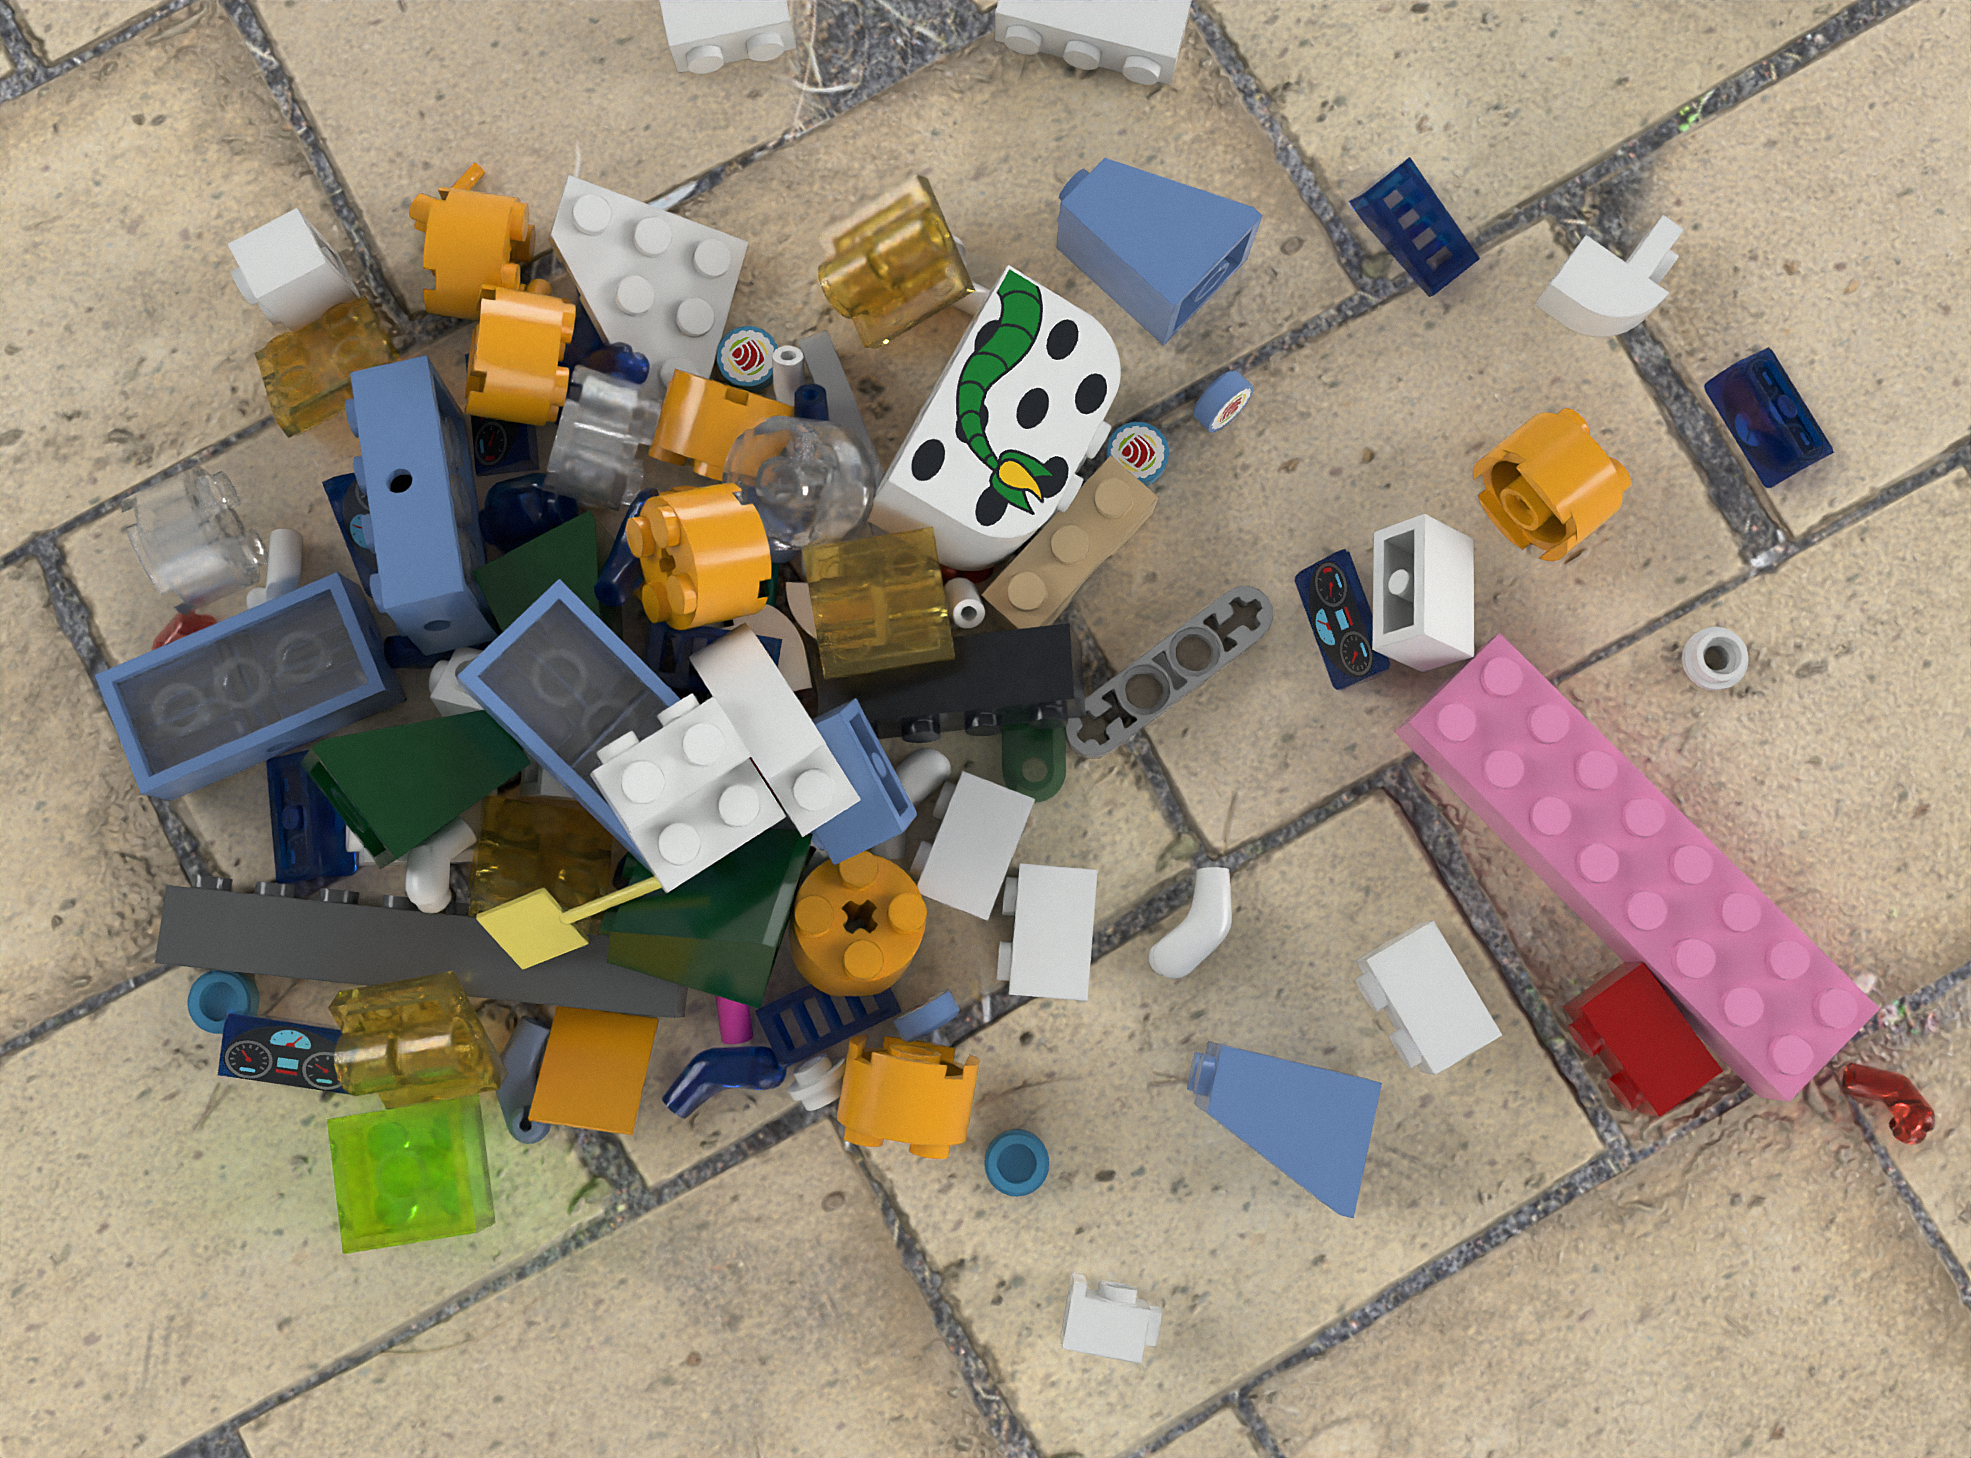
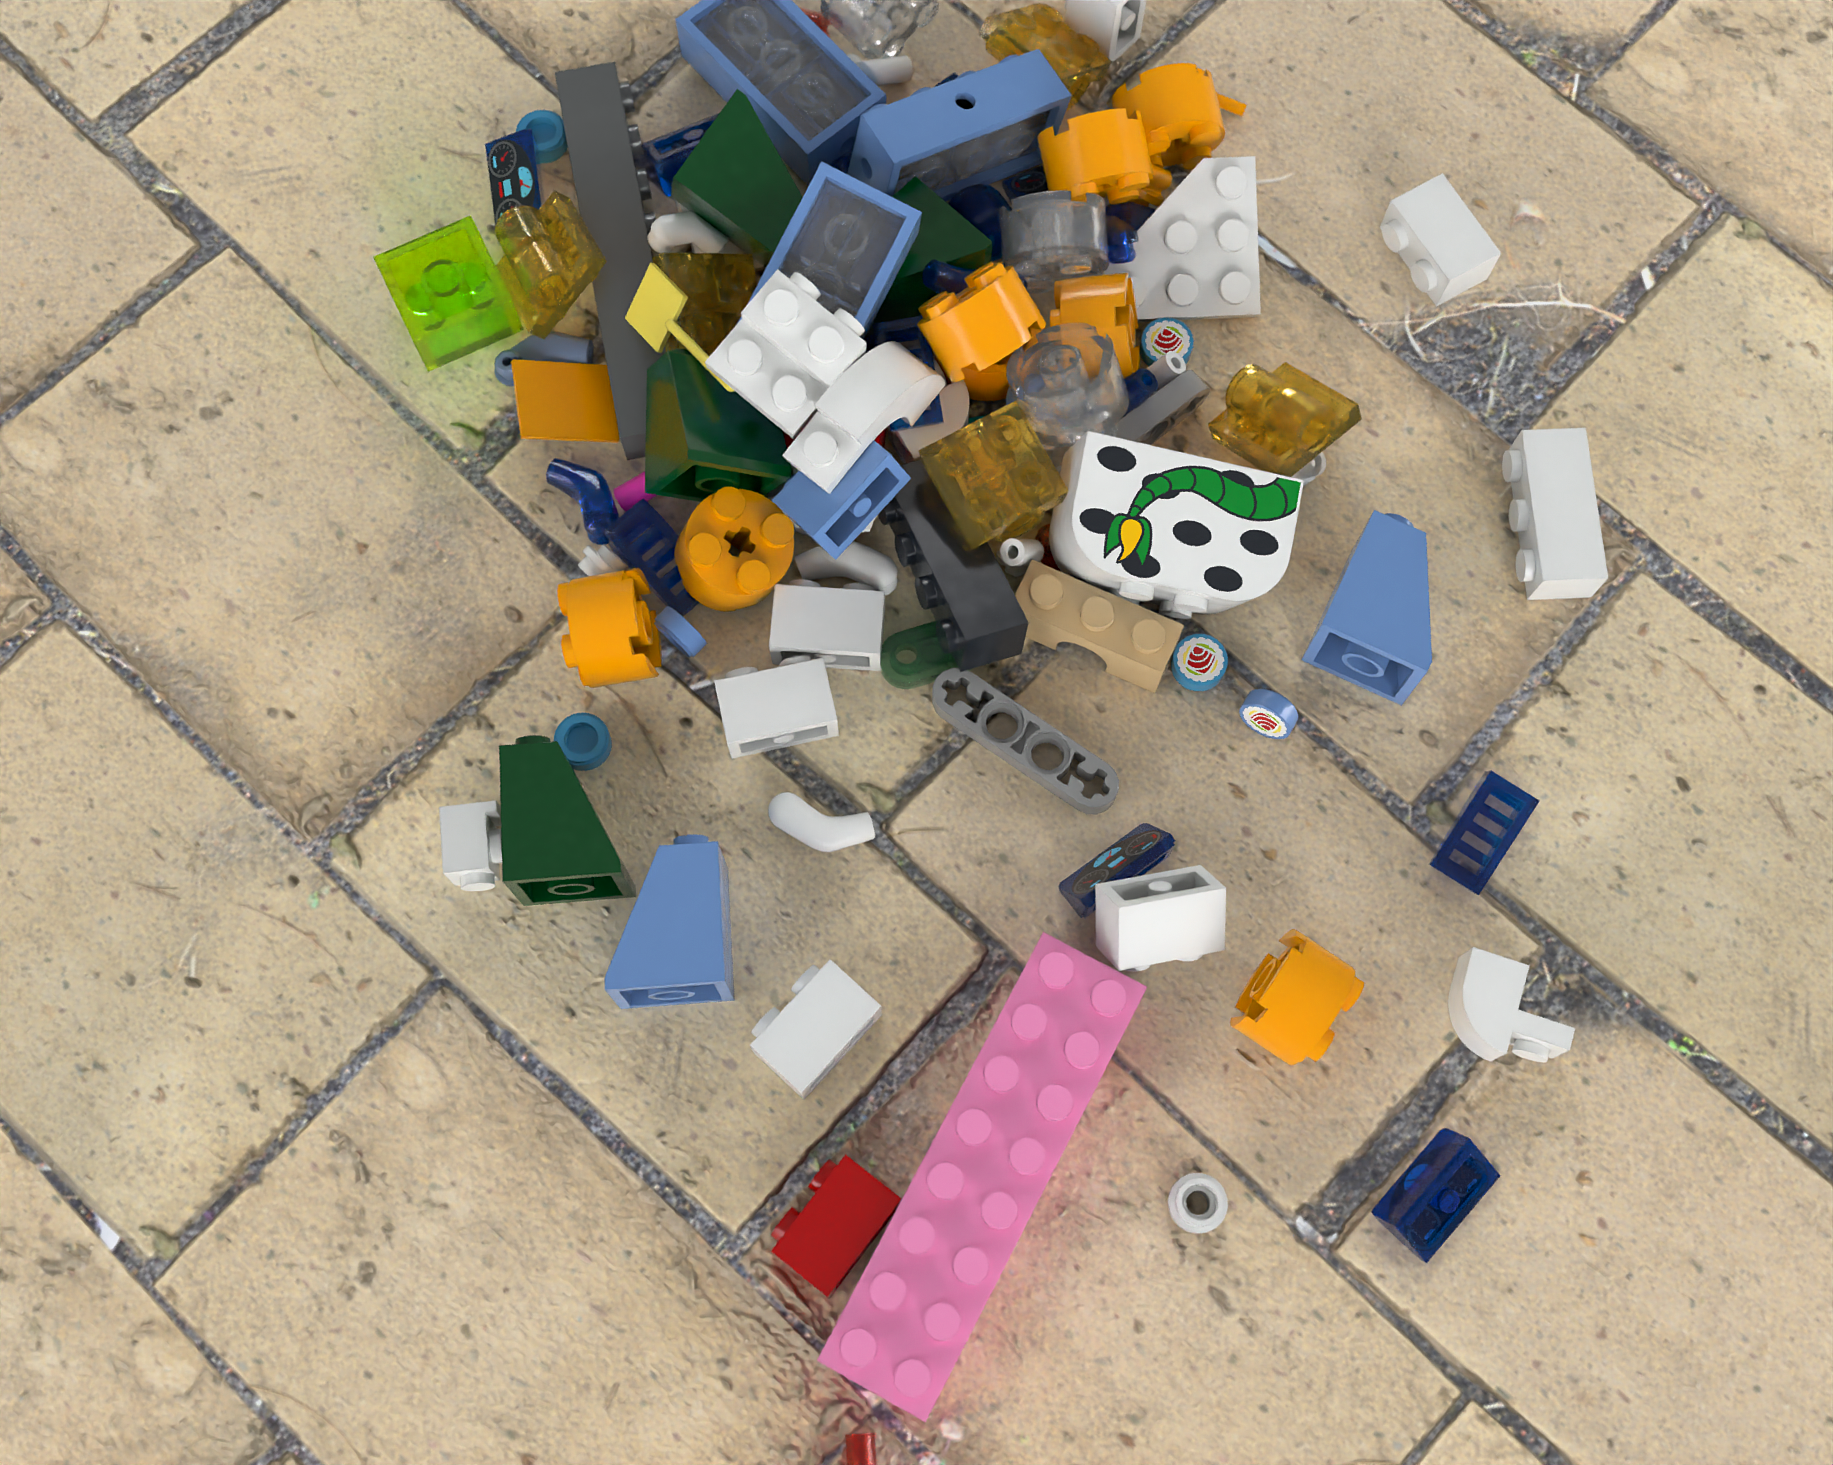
camera: 70 degrees right, 10 degrees down
(1131, 1222) = (551, 831): none -> dark green slope

